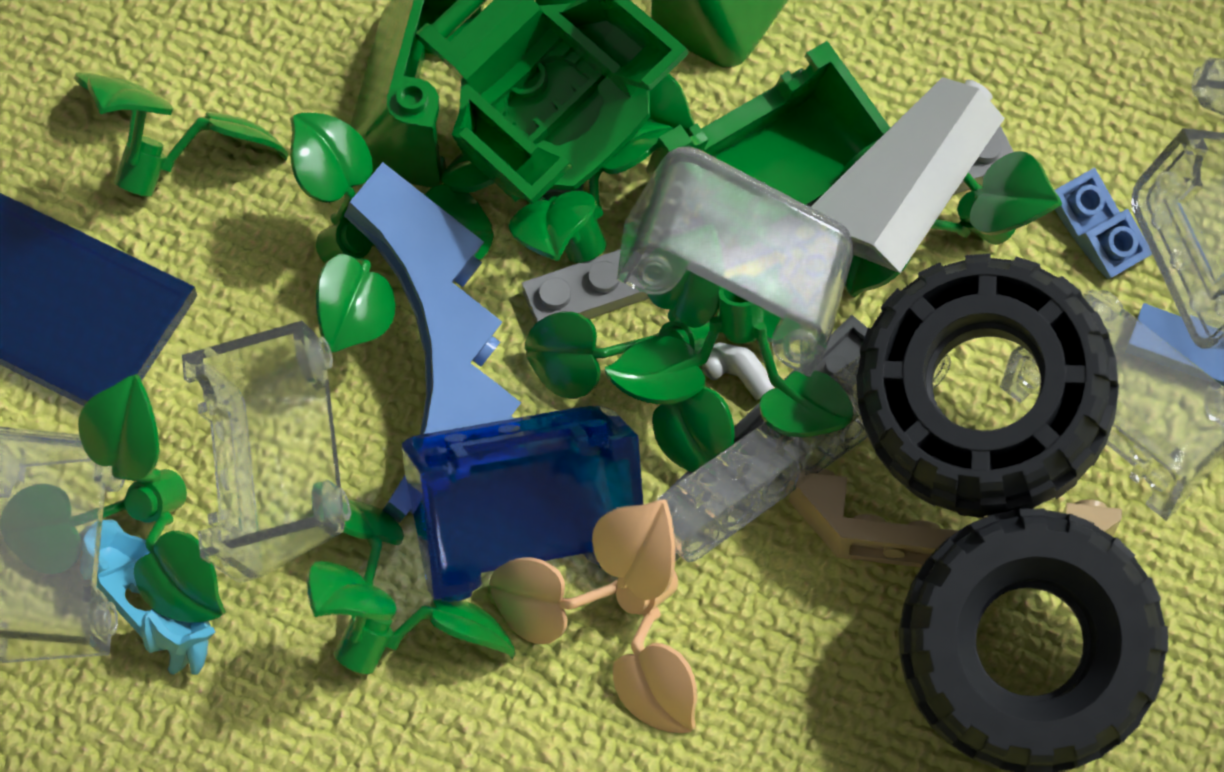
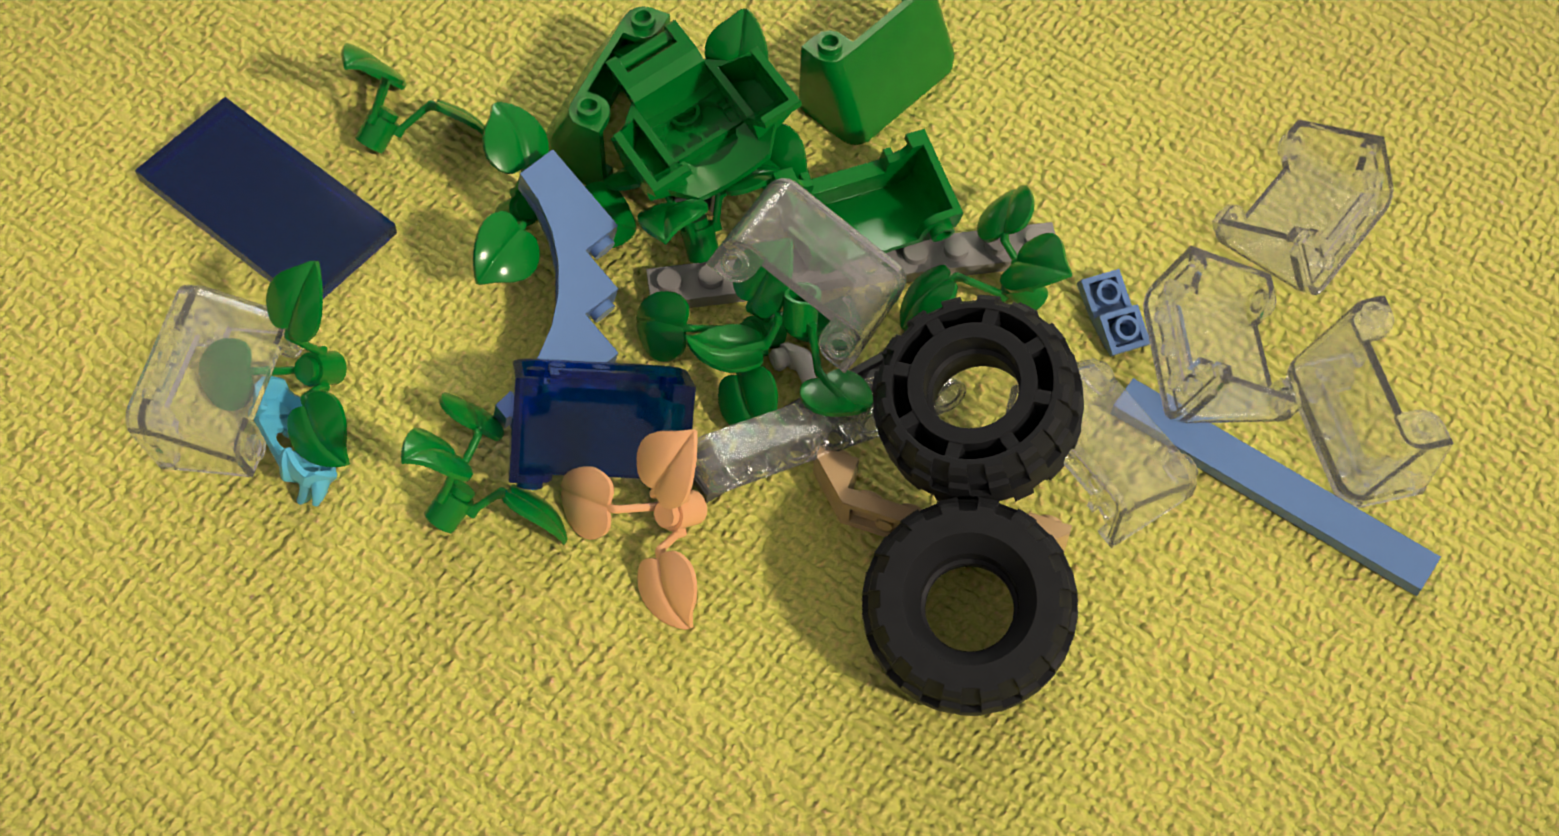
camera: 10 degrees right, 5 degrees down
(269, 449) = (415, 346): clear windscreen -> none
(912, 172) = (967, 237): white slope -> none

